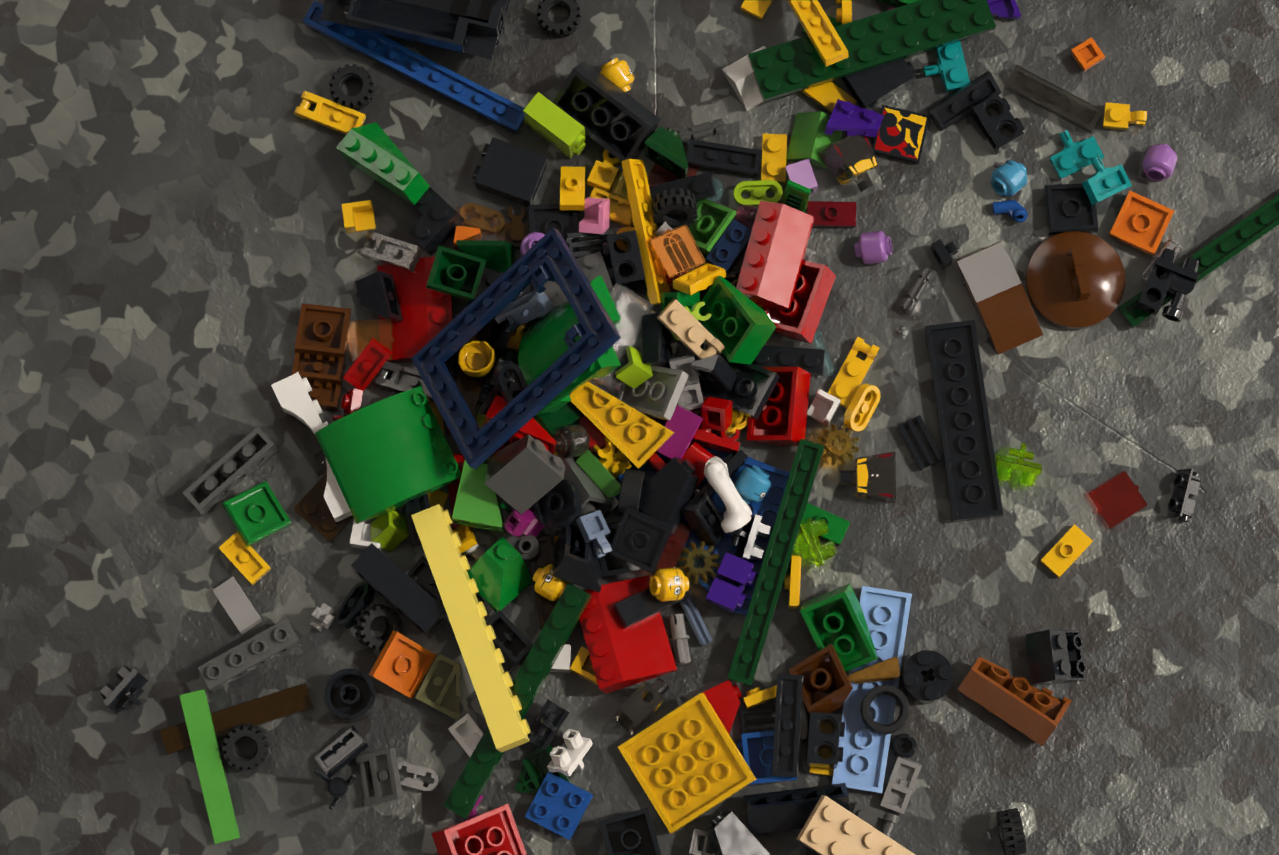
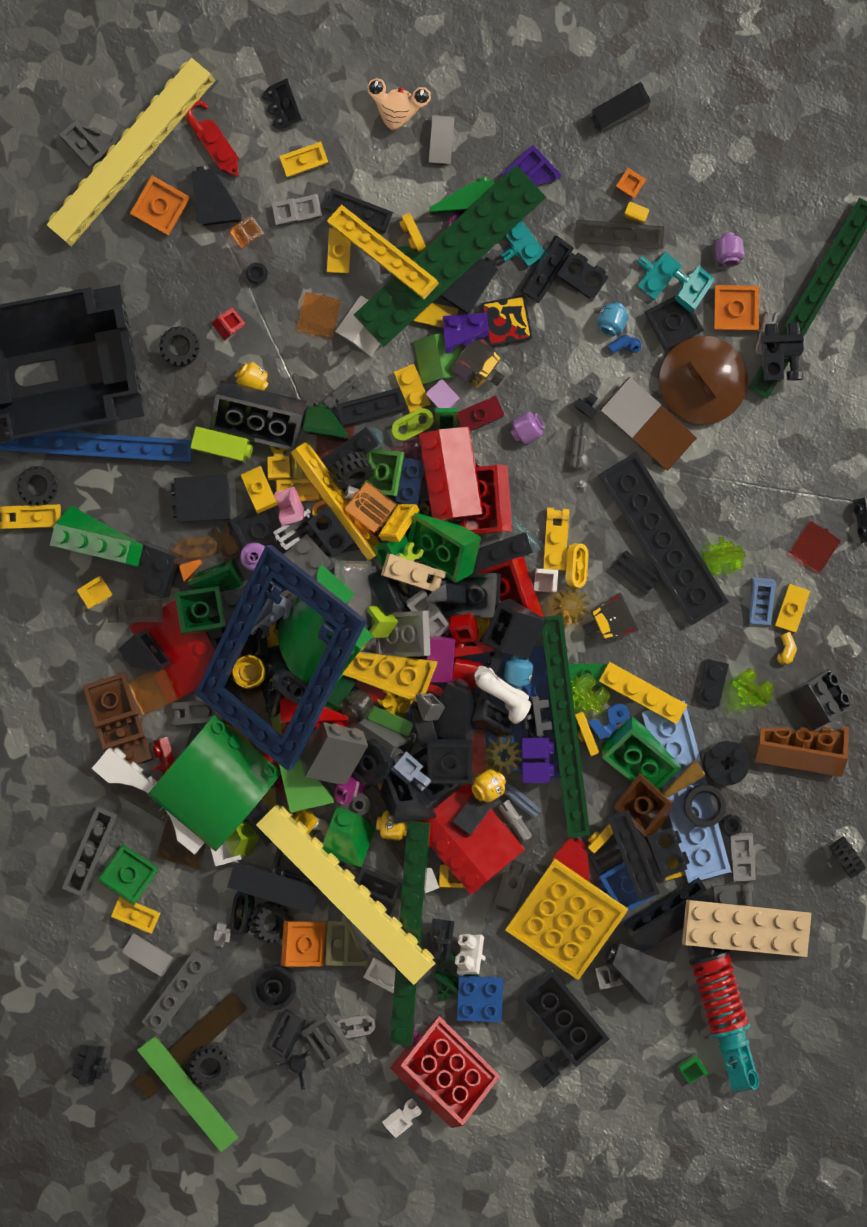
camera: 30 degrees left, 10 degrees up
(367, 364) = (161, 714): red plate -> none
(618, 15) = (228, 323): none -> red slope
(645, 473) = (429, 706): none -> dark grey slope
(713, 46) = (319, 315): none -> clear orange piece
(768, 436) = (514, 629): none -> black slope
(834, 577) = (615, 714): none -> blue leg
(872, 566) = (643, 693): none -> yellow plate
(949, 590) = (712, 682): none -> black plate
(985, 615) = (751, 692): none -> clear neon green hips
(1029, 526) = (754, 600): none -> medium blue slope
(1044, 593) = (789, 651): none -> yellow arm
(1079, 86) = (636, 213): none -> yellow slope
(1118, 116) = (678, 224): yellow plate -> none

